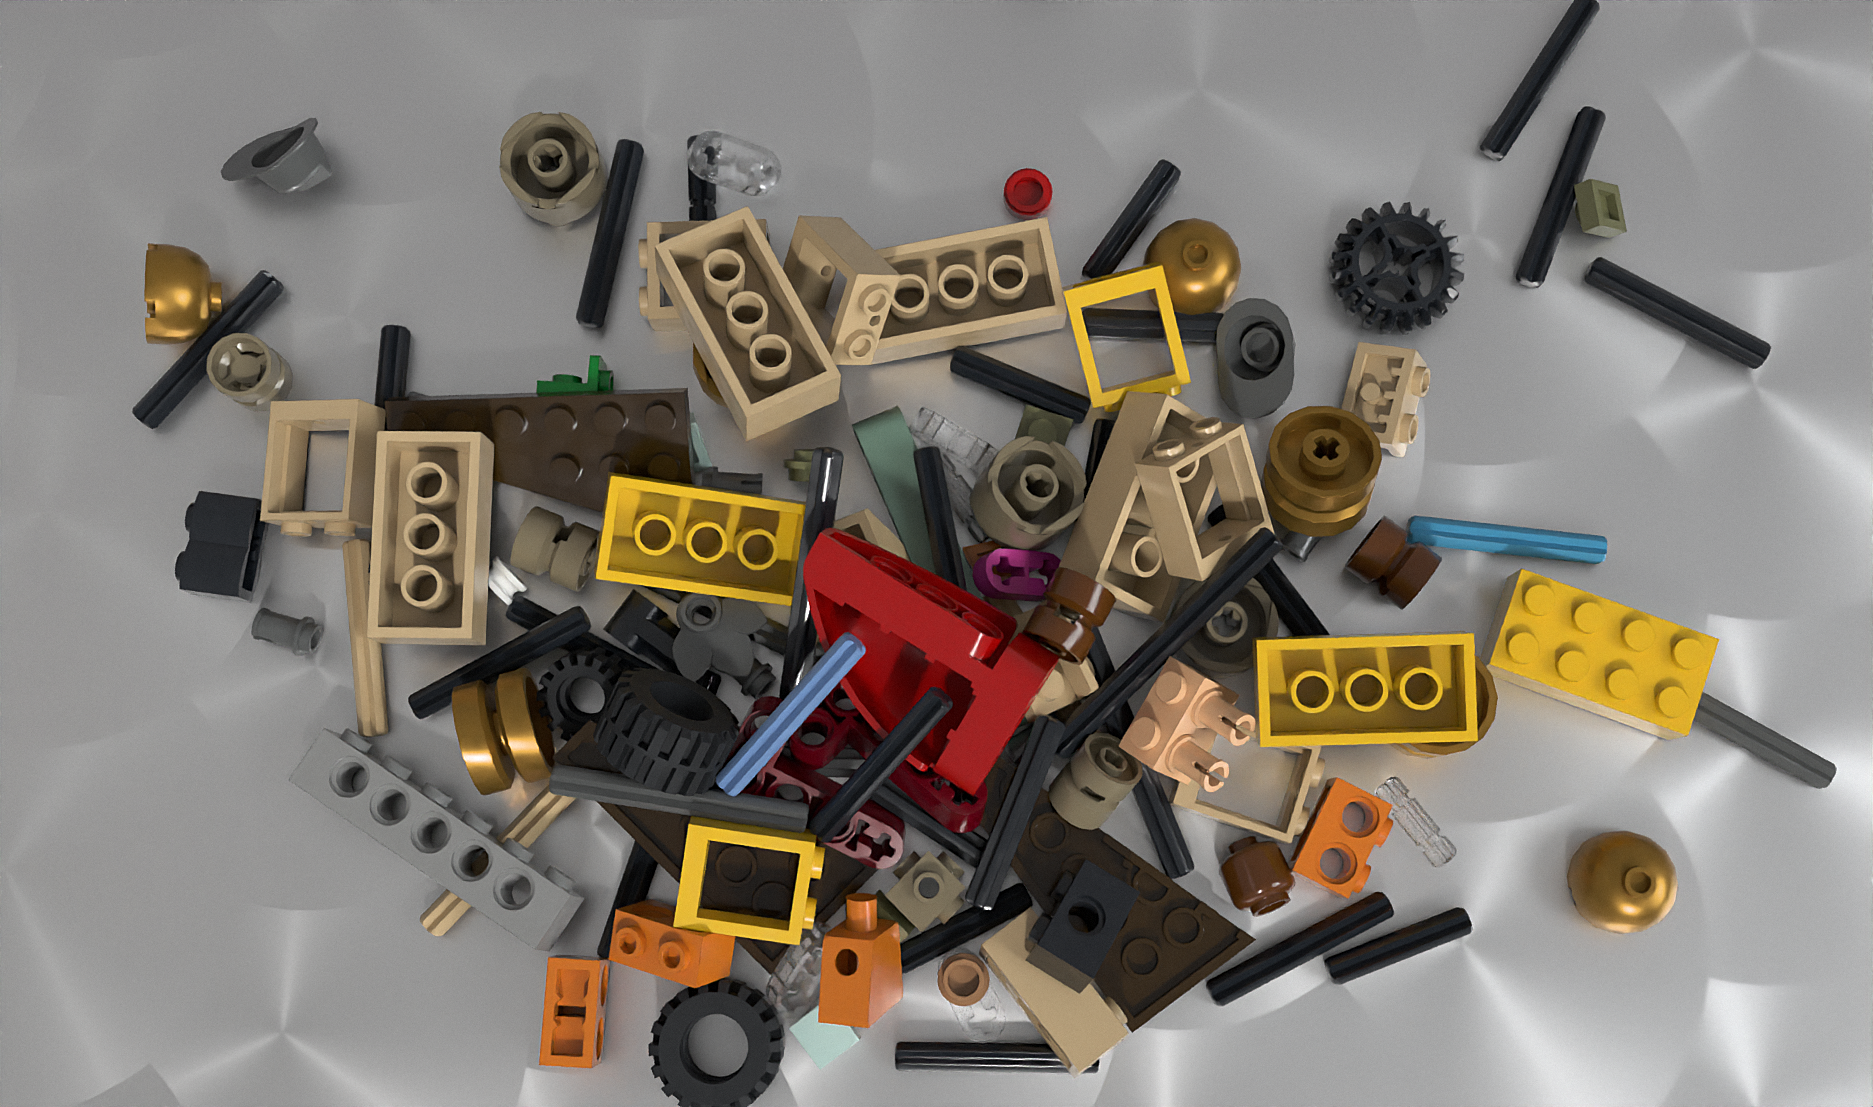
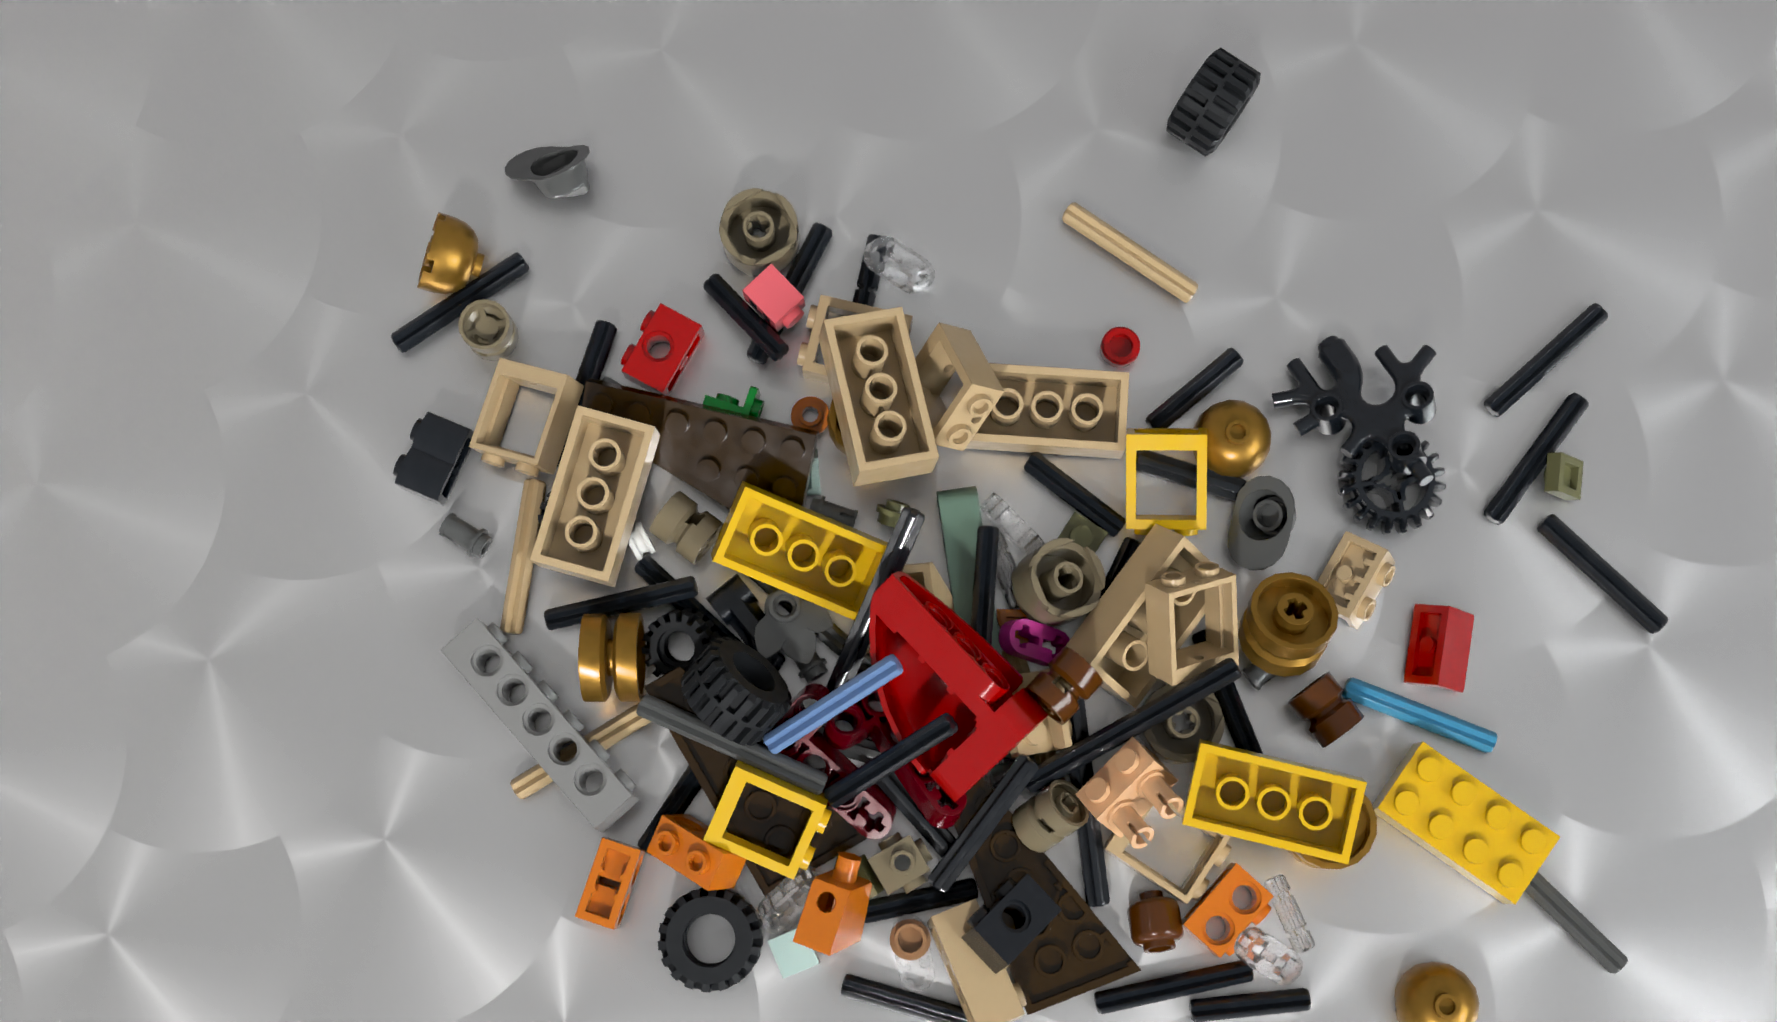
camera: 15 degrees right, 0 degrees up
(463, 313) = (662, 374): none -> red brick
(563, 275) = (746, 317): none -> black axle
(592, 241) = (775, 299): none -> coral brick
(668, 359) = (816, 404): none -> orange plate
(1009, 78) = (1130, 252): none -> tan axle
(1372, 197) = (1383, 422): none -> black plant
(1403, 888) = (1272, 950): none -> clear beam
(1507, 451) = (1439, 647): none -> red panel

